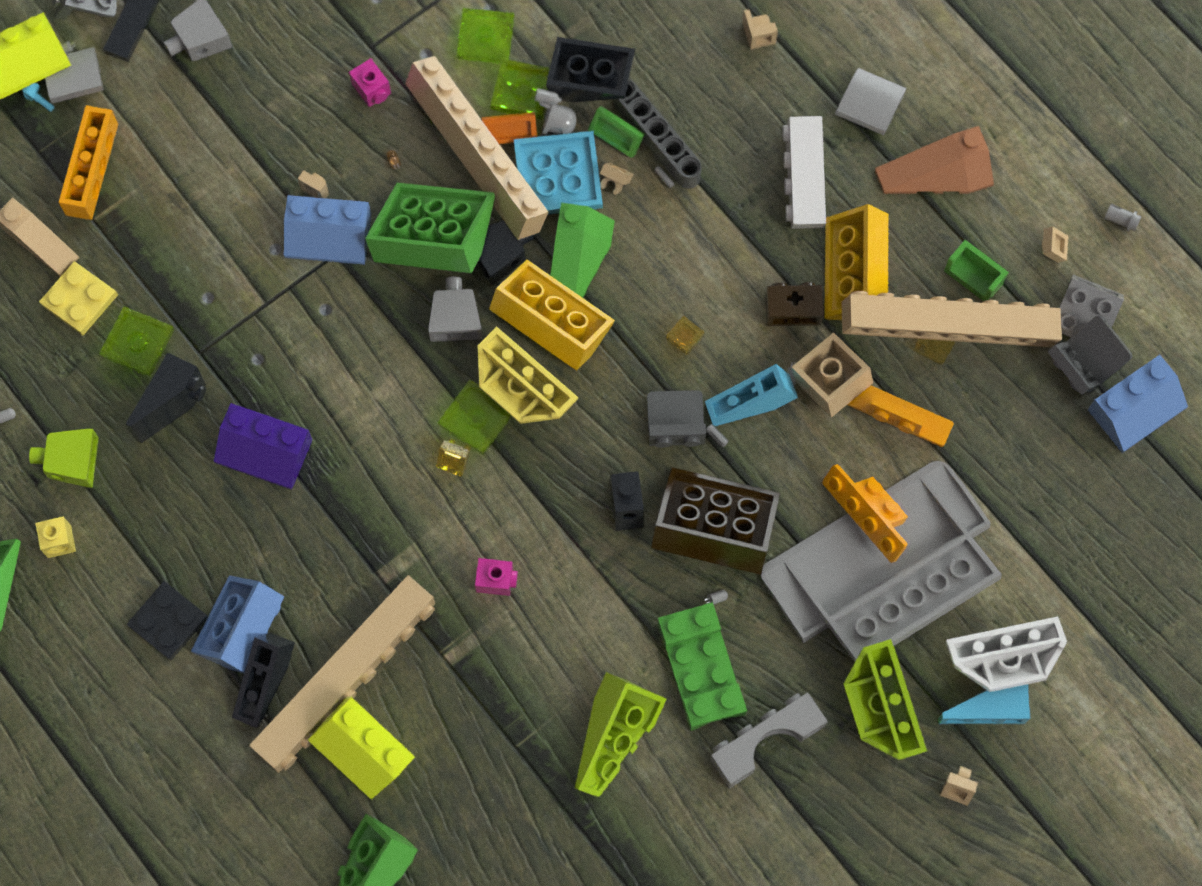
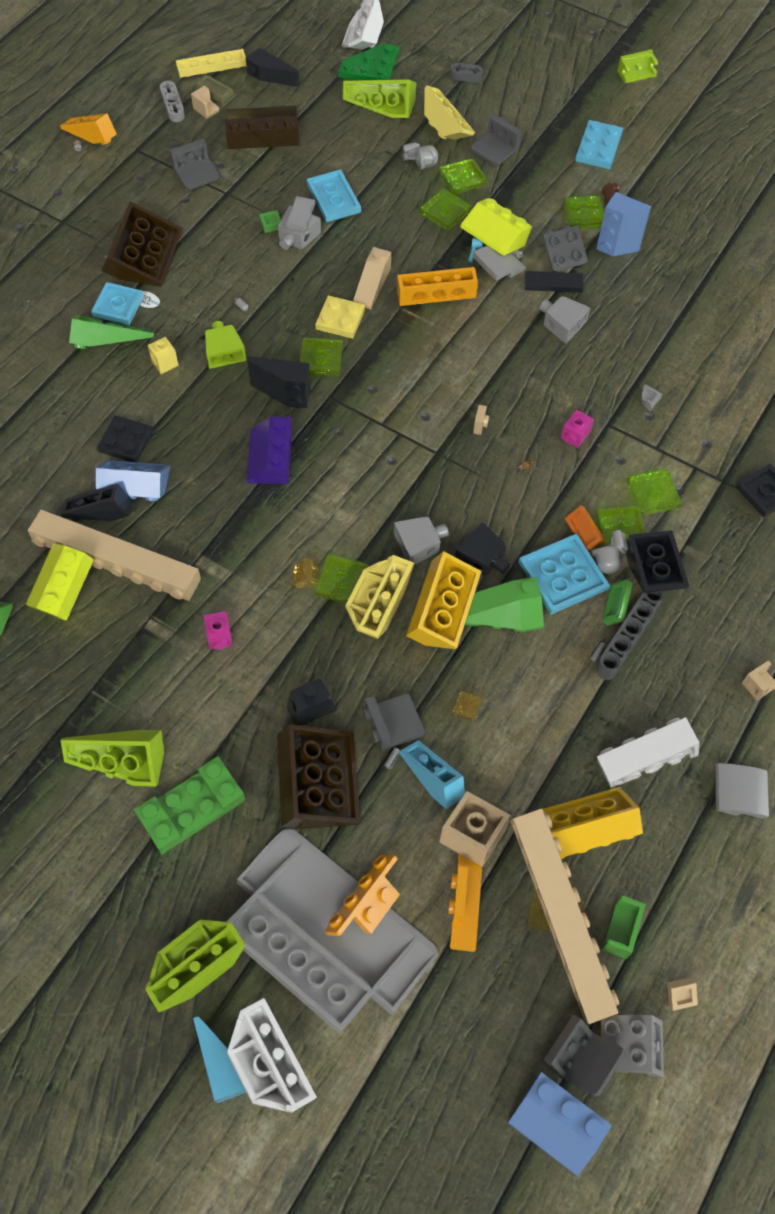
camera: 70 degrees right, 10 degrees down
(326, 229) = (450, 438): medium blue slope -> none
(431, 227) = (477, 498): bright green slope -> none
(476, 147) = (553, 508): tan brick -> none
(617, 175) = (581, 613): tan tile -> none
(717, 597) = (254, 801): light grey piece -> none
(781, 309) = (526, 794): dark brown brick -> none
(798, 719) = (164, 895): light grey arch -> none
(948, 165) = (713, 872): nougat wedge -> none
(959, 787) = (140, 1055): tan tile -> none
(1123, 217) = (739, 1053): light grey pin -> none

